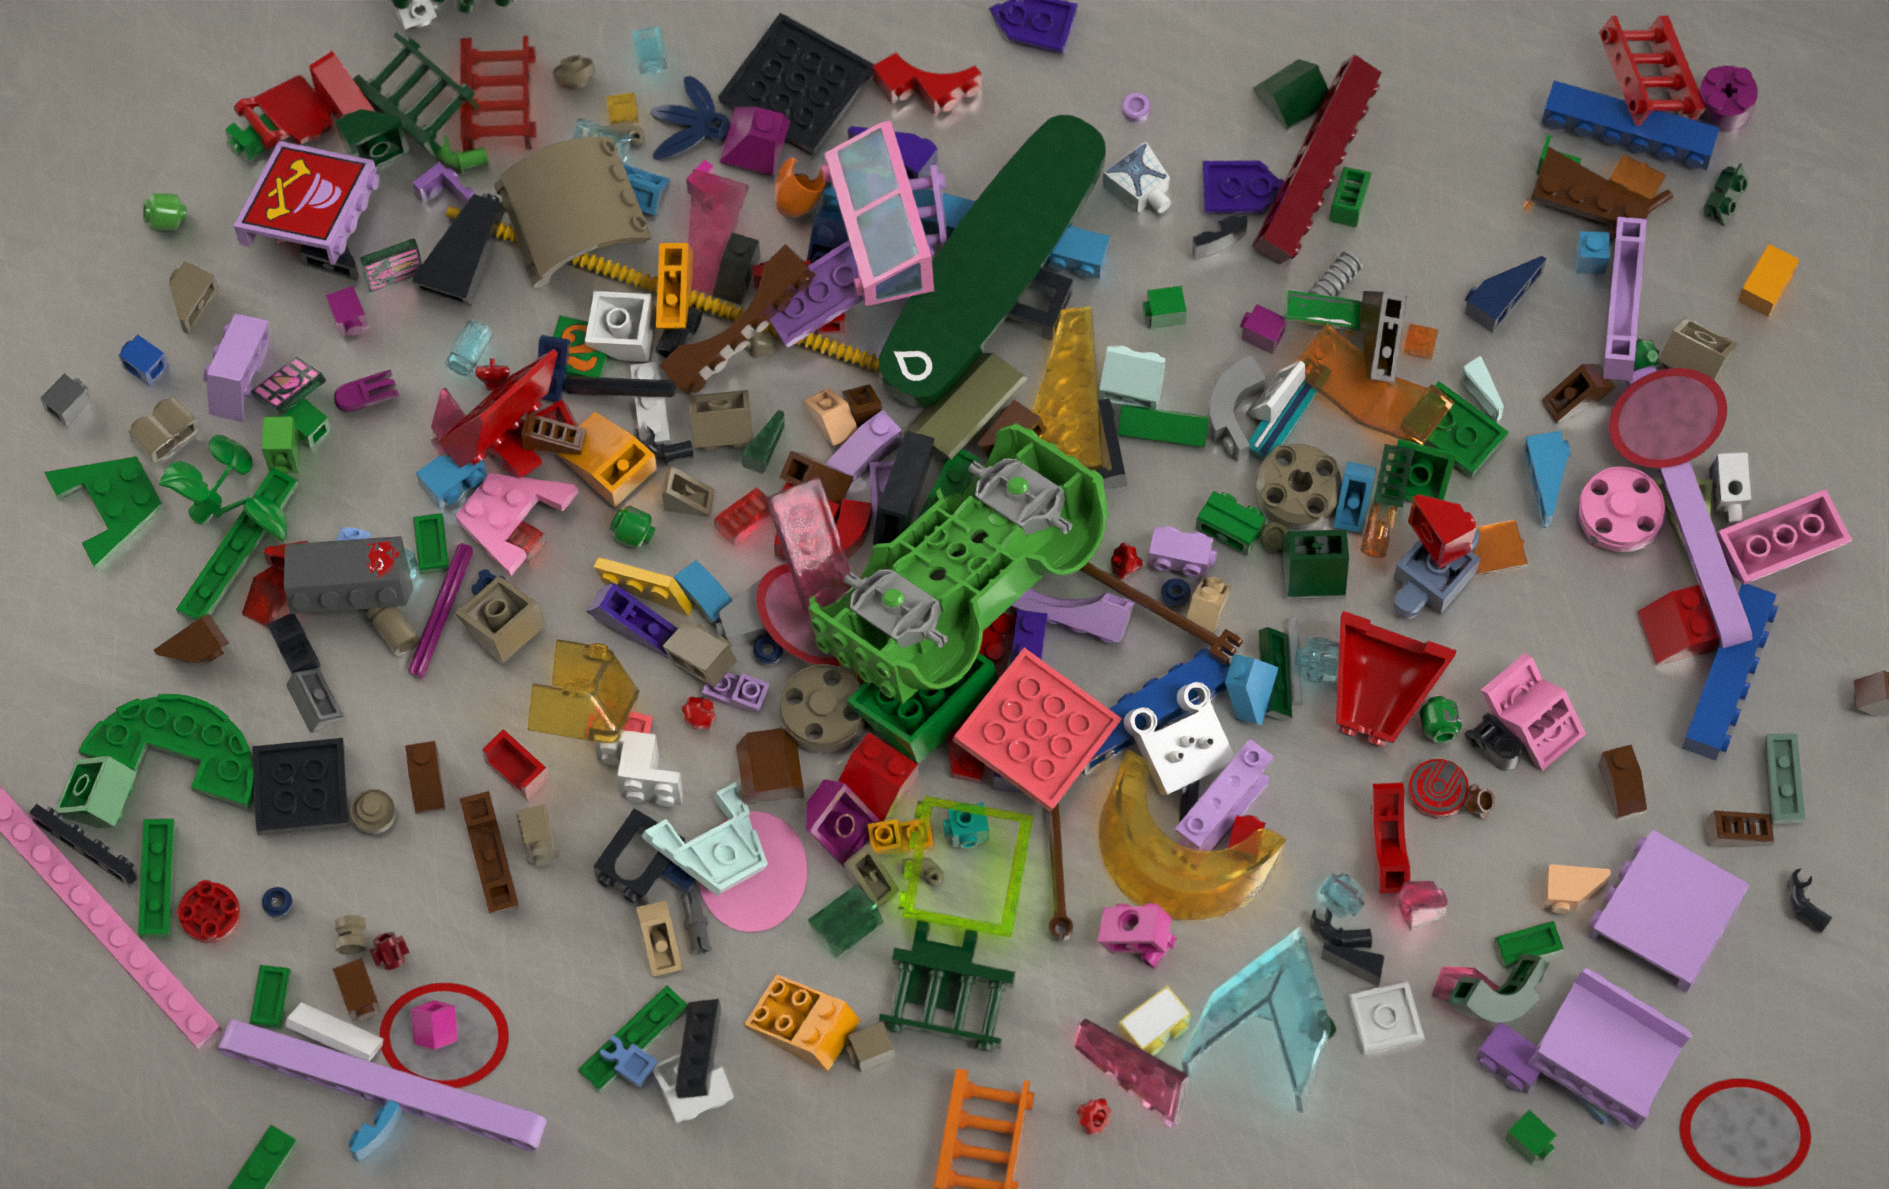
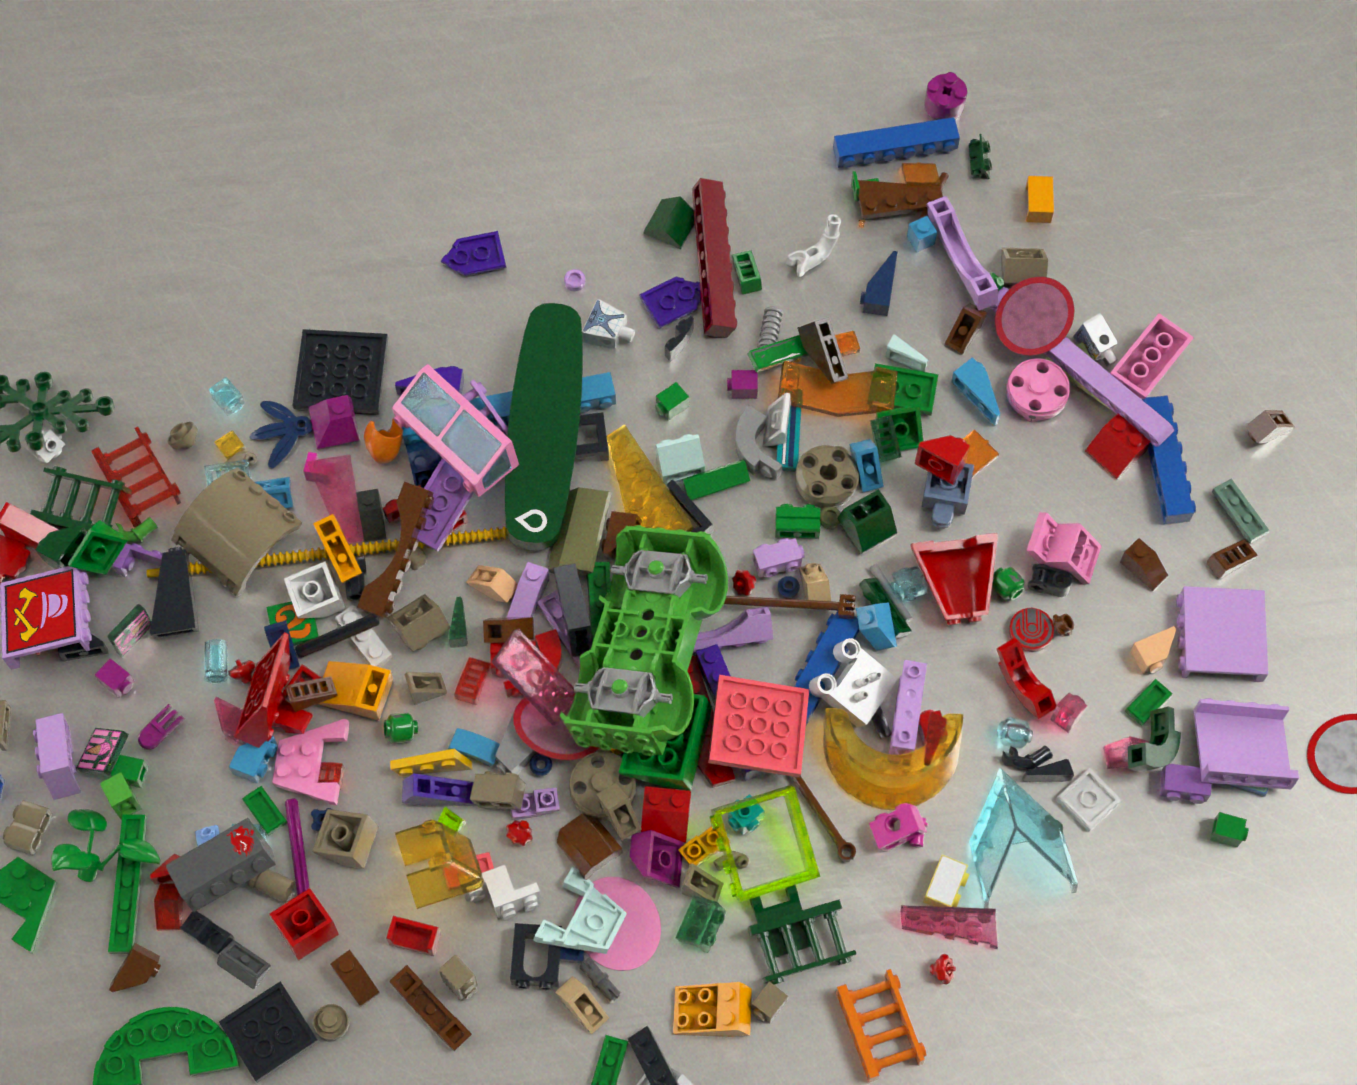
camera: 30 degrees left, 0 degrees up
(402, 689) = (304, 924): none -> red slope
(405, 154) = (98, 549): none -> green slope
(631, 660) = (451, 820): none -> clear neon green slope
(666, 453) = (395, 664): black piece -> none
(820, 744) = (619, 811): none -> dark tan slope
(862, 403) = (511, 563): reddish brown slope -> none
(938, 91) = (439, 331): red arch -> none
(1235, 842) = (935, 731): none -> clear red slope
(1378, 532) = (895, 481): clear orange hinge -> none
(1441, 216) = (814, 255): none -> white piece
(1670, 59) = (899, 91): red fence -> none
(1803, 907) = (1300, 587): black piece -> none

